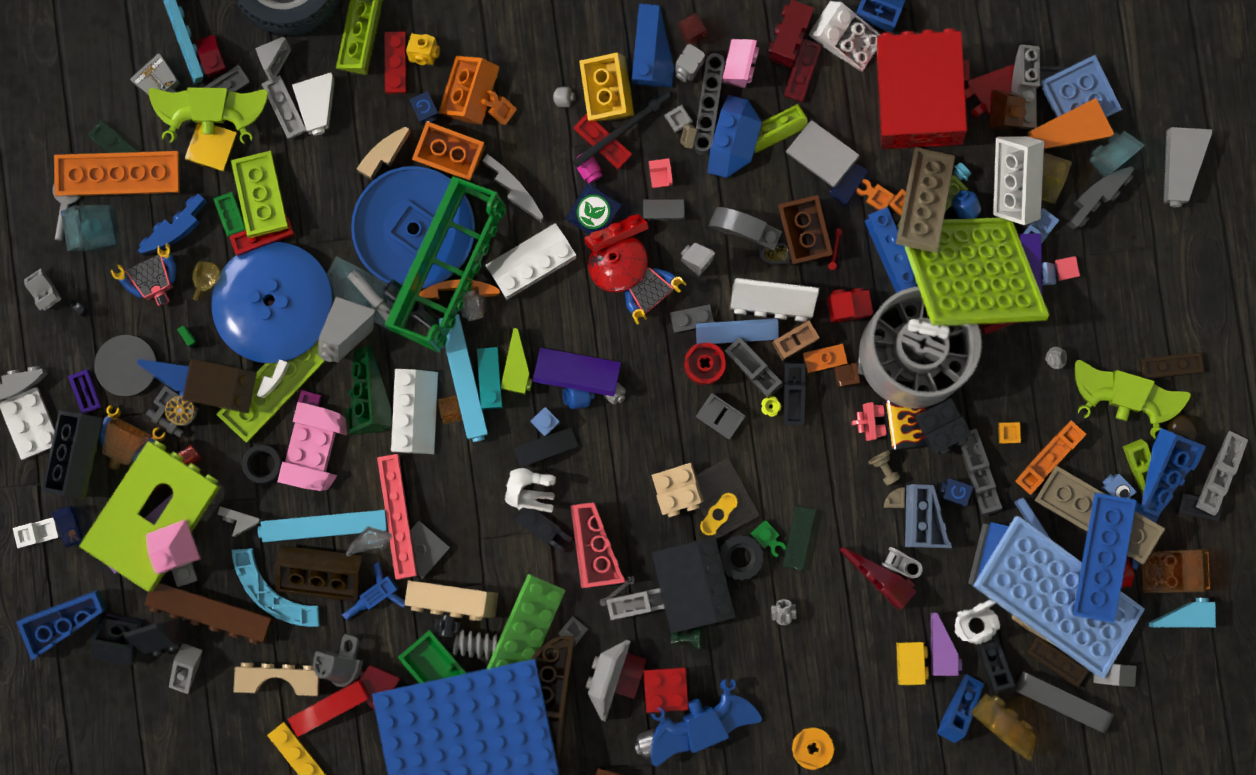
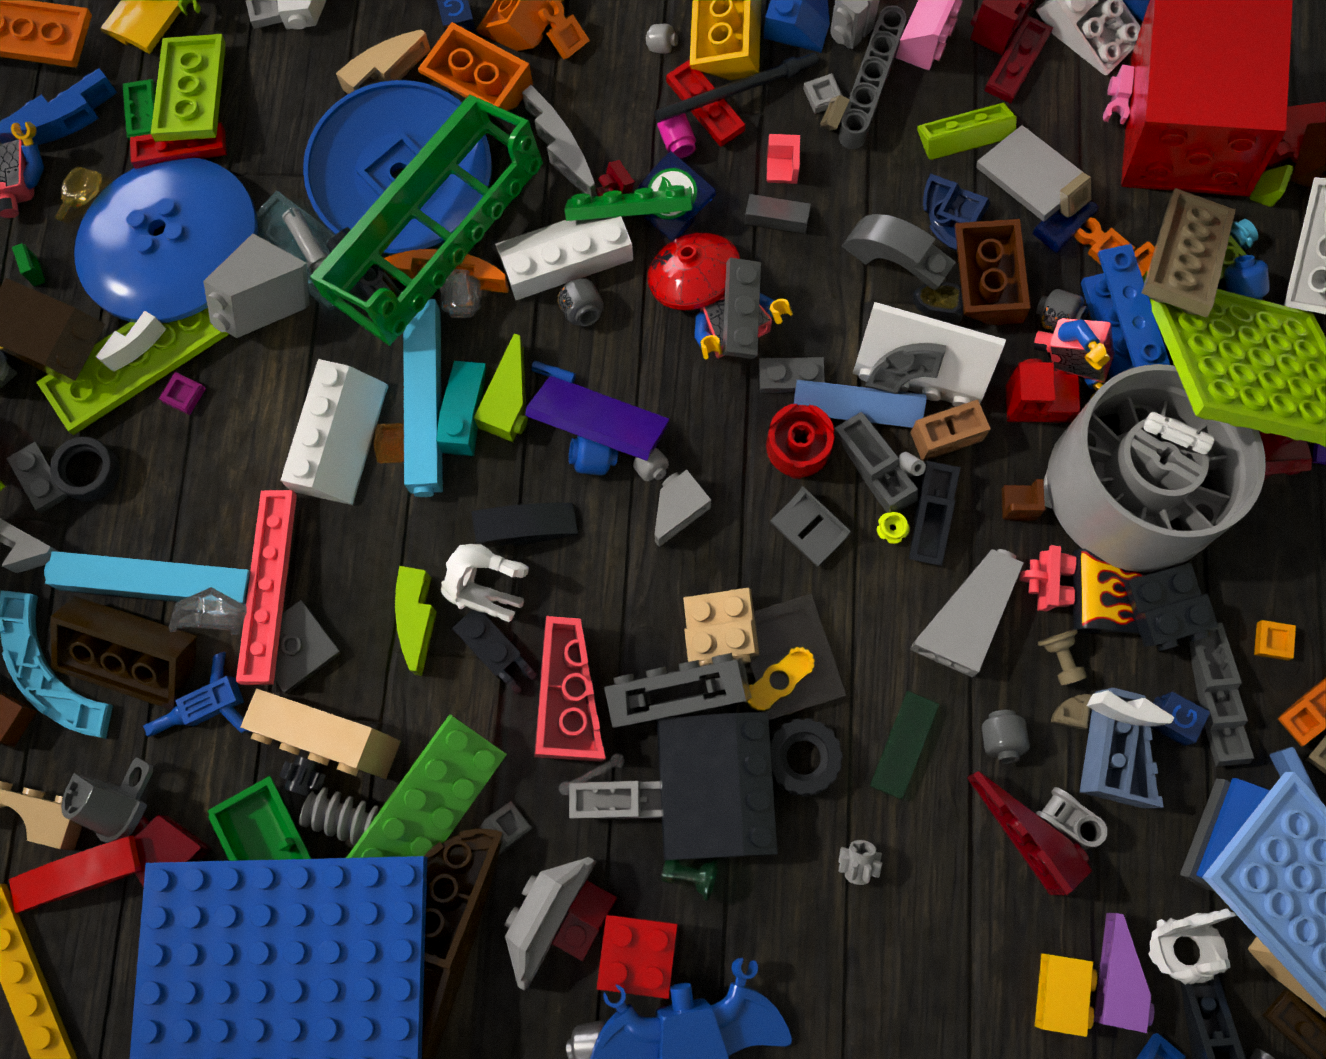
camera: 20 degrees right, 10 degrees down
(232, 474) = (34, 475): none -> dark grey plate
(311, 447) = (166, 457): bright pink piece -> none
(369, 402) = (273, 403): dark green wedge -> none
(490, 519) = (413, 616): none -> lime slope
(541, 344) = (548, 370): none -> blue pin
(545, 421) = (532, 483): medium blue brick -> none
(549, 296) = (580, 302): none -> dark grey head
(556, 211) = (615, 179): none -> dark red tile
(568, 227) = (640, 202): none -> green plate
(616, 232) = (699, 226): red plate -> none
(628, 545) = (623, 701): none -> dark grey brick
(637, 417) = (679, 505): none -> light grey slope
(653, 287) = (741, 308): none -> dark grey plate
(697, 258) = (819, 283): light grey slope -> none
(734, 137) = (900, 130): blue wedge -> none
(760, 307) = (906, 364): none -> dark grey tile
(765, 536) = (852, 732): green plate -> none
(775, 187) = (950, 205): none -> dark blue brick
(775, 366) = (911, 465): none -> light grey arm
(825, 358) = (990, 470): orange plate -> none
(826, 453) = (968, 621): none -> light grey slope
(832, 265) = (1023, 335): red hinge -> none
(851, 169) = (1075, 195): none -> dark tan tile
(854, 247) = (1060, 305): none -> dark grey head
(857, 522) = (1005, 736): none -> dark grey head
(868, 273) = (1080, 349): none -> torso
(871, 85) = (1120, 89): none -> bright pink plate
(927, 497) = (1135, 712): none -> white slope
(975, 134) = (1271, 185): none -> lime slope

